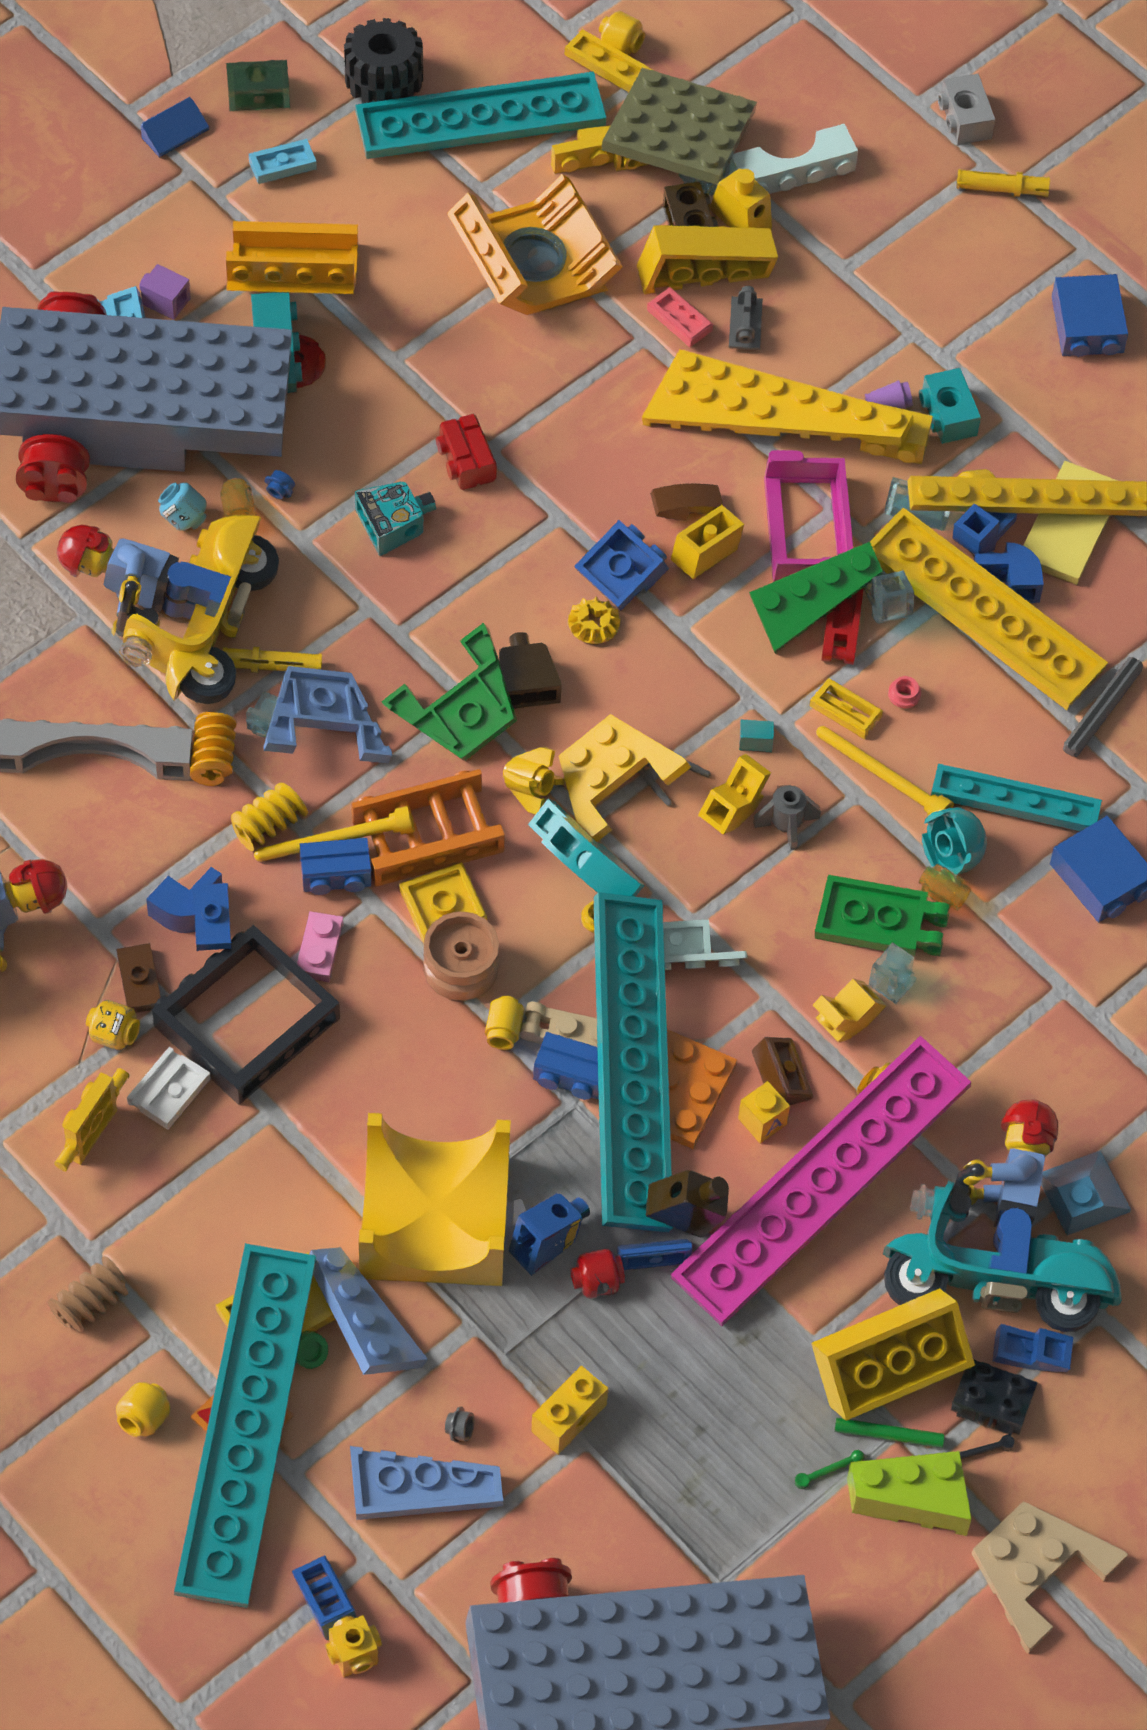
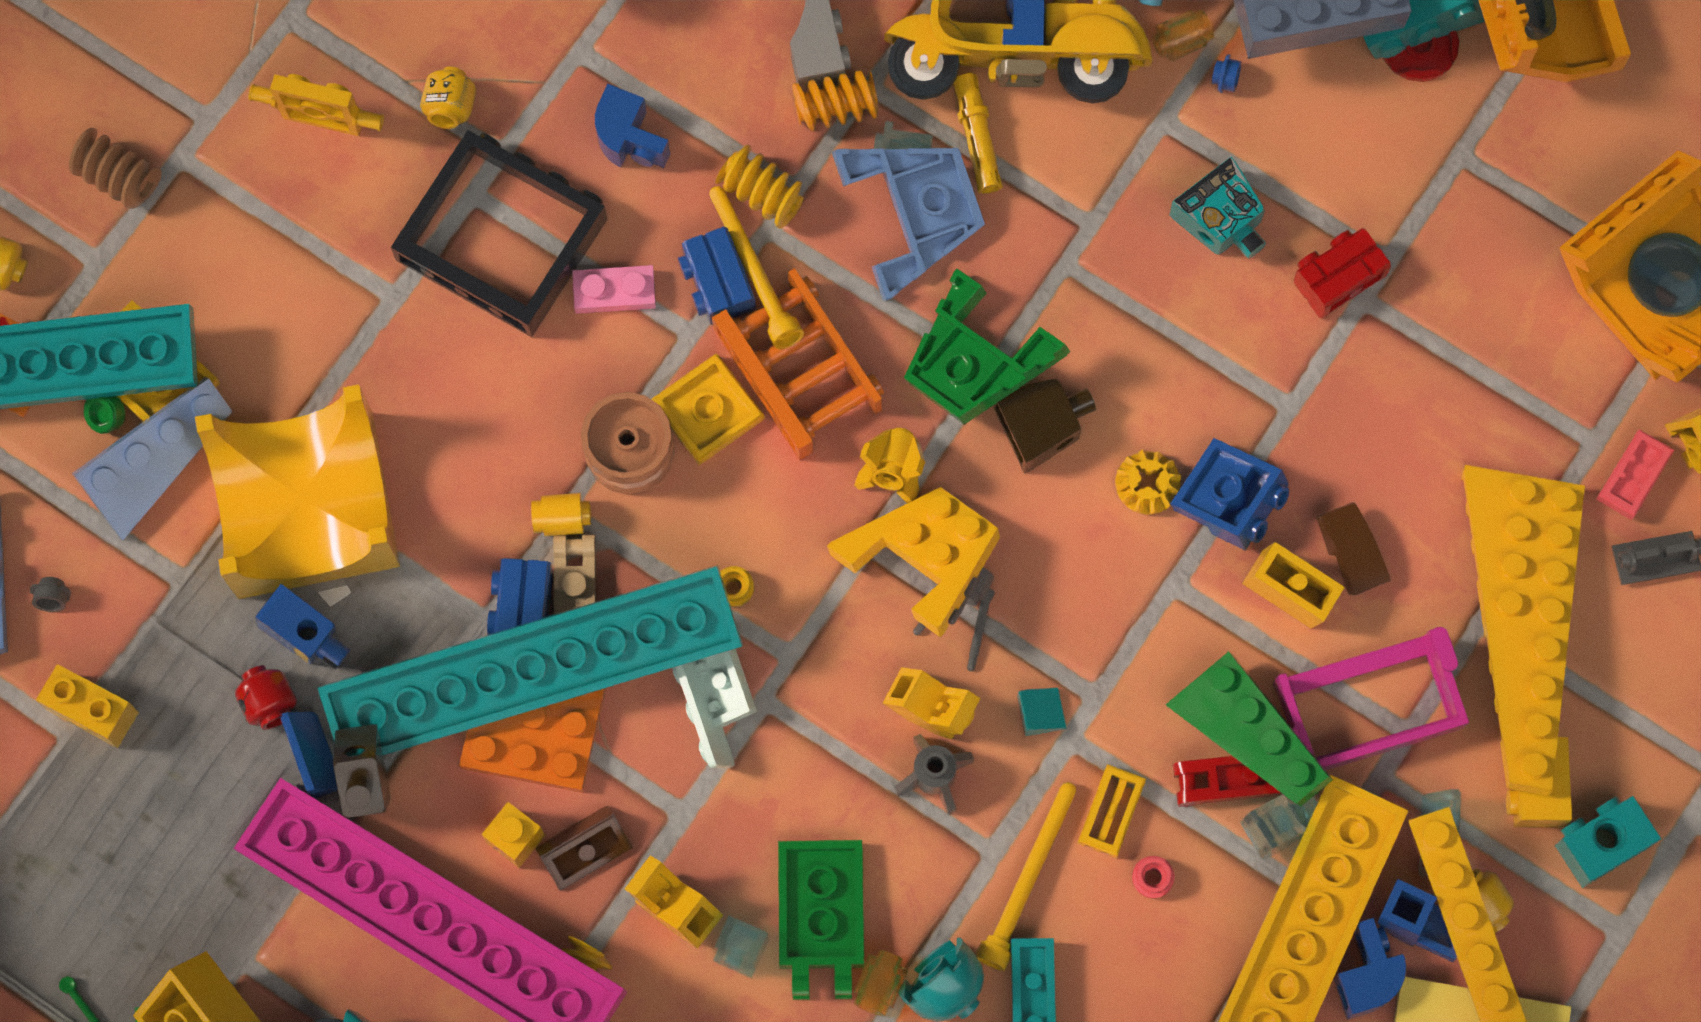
camera: 80 degrees right, 15 degrees up
(138, 977) = (523, 110): reddish brown plate -> none
(168, 1088) = (388, 178): white plate -> none
(212, 916) = (597, 157): blue plate -> none
(582, 853) = (796, 550): teal slope -> none
(892, 395) = (1596, 764): medium lavender cone -> none

